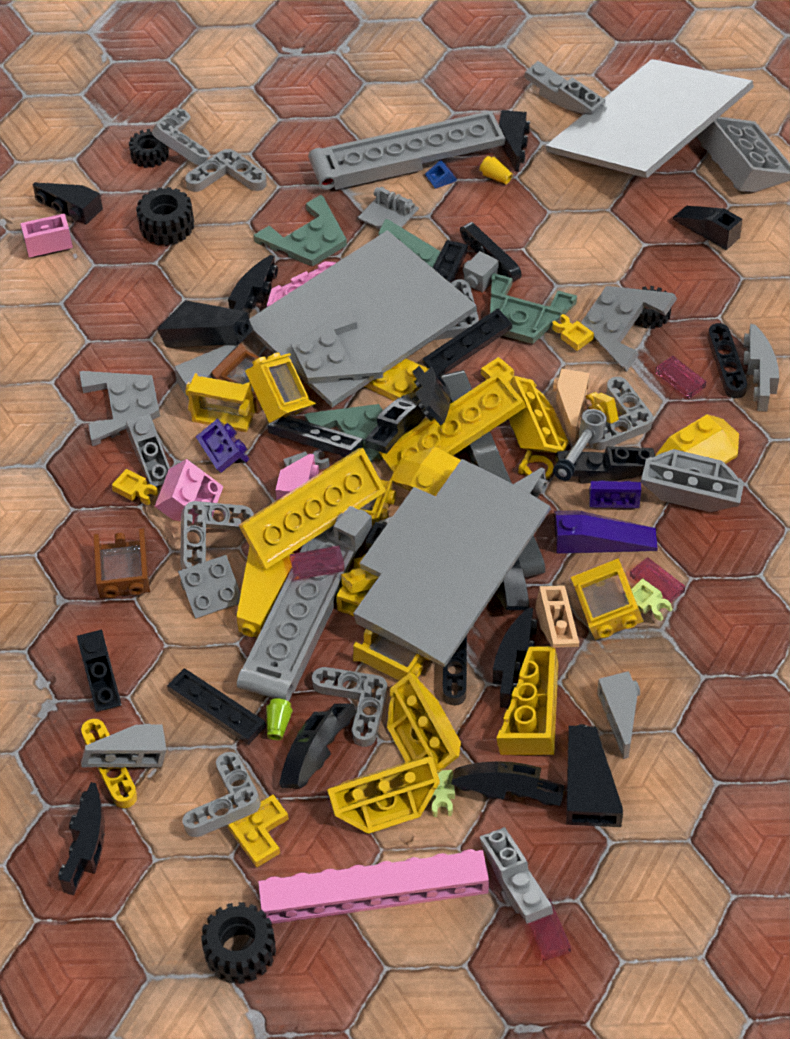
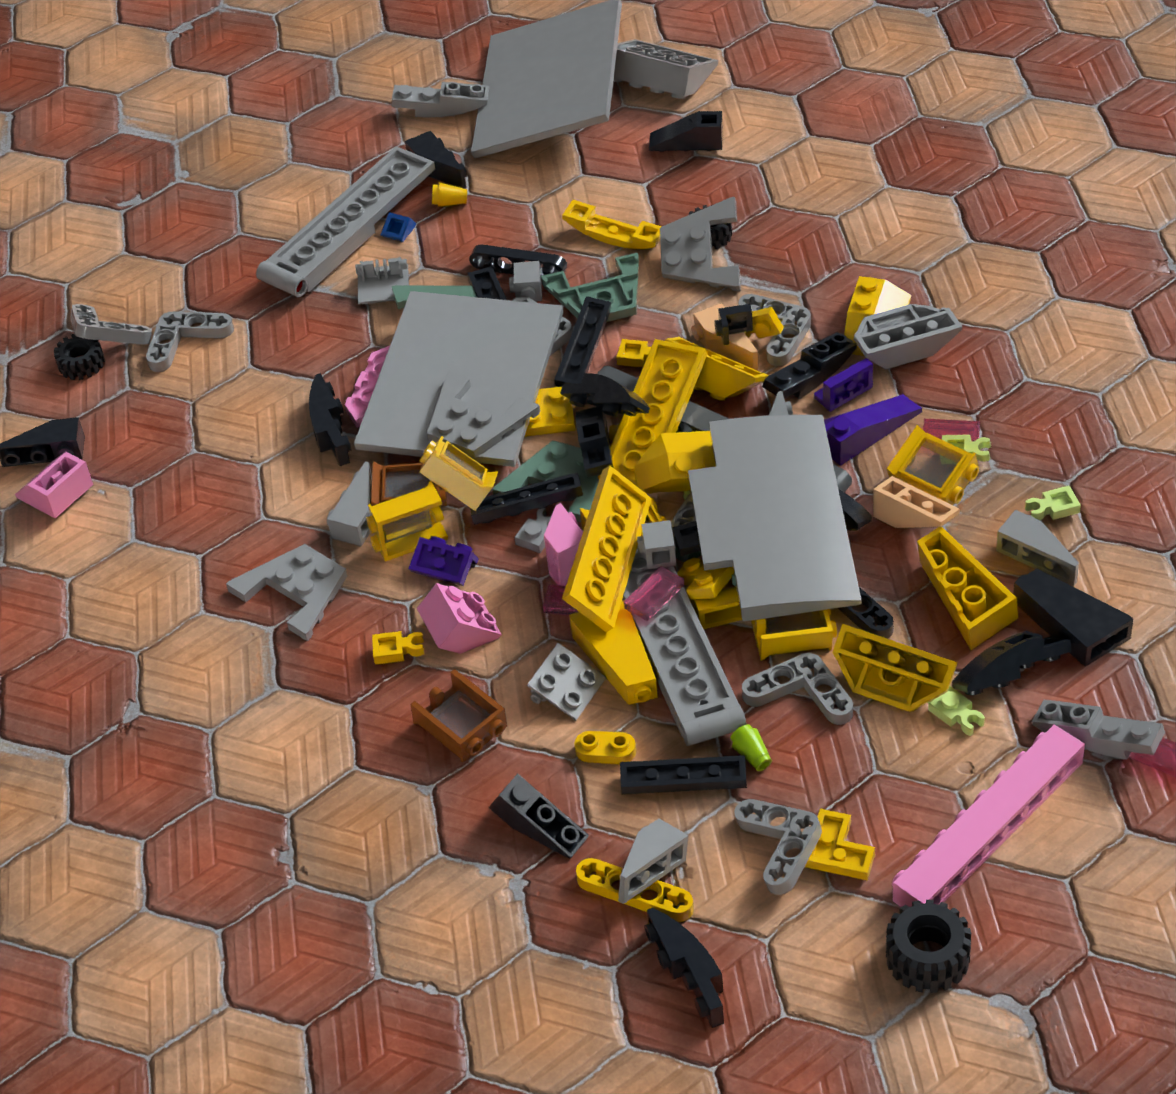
camera: 35 degrees left, 5 degrees down
(148, 448) = (374, 606): light grey slope -> none
(165, 216) = (167, 401): black tyre -> none
(189, 649) = (604, 747): none -> yellow plate
(204, 326) = (319, 467): black slope -> none
(205, 521) = (505, 629): light grey beam -> none
(310, 745) = (811, 745): black slope -> none
(312, 241) = (333, 348): sand green wing -> none
(386, 795) = (921, 737): yellow wedge -> none
(512, 654) = (901, 569): black slope -> none
(524, 469) = (735, 405): yellow piece -> none
(573, 334) = (665, 285): yellow plate -> none
(574, 391) = (733, 320): none -> black bracket
(578, 264) = (608, 230): none -> yellow slope
(590, 431) = (773, 348): light grey piece -> none
(672, 688) = (1056, 502): none -> yellowish green plate
(681, 377) = (793, 267): clear pink tile -> none
(731, 359) = (842, 245): black beam -> none
(762, 365) = (854, 216): light grey slope -> none

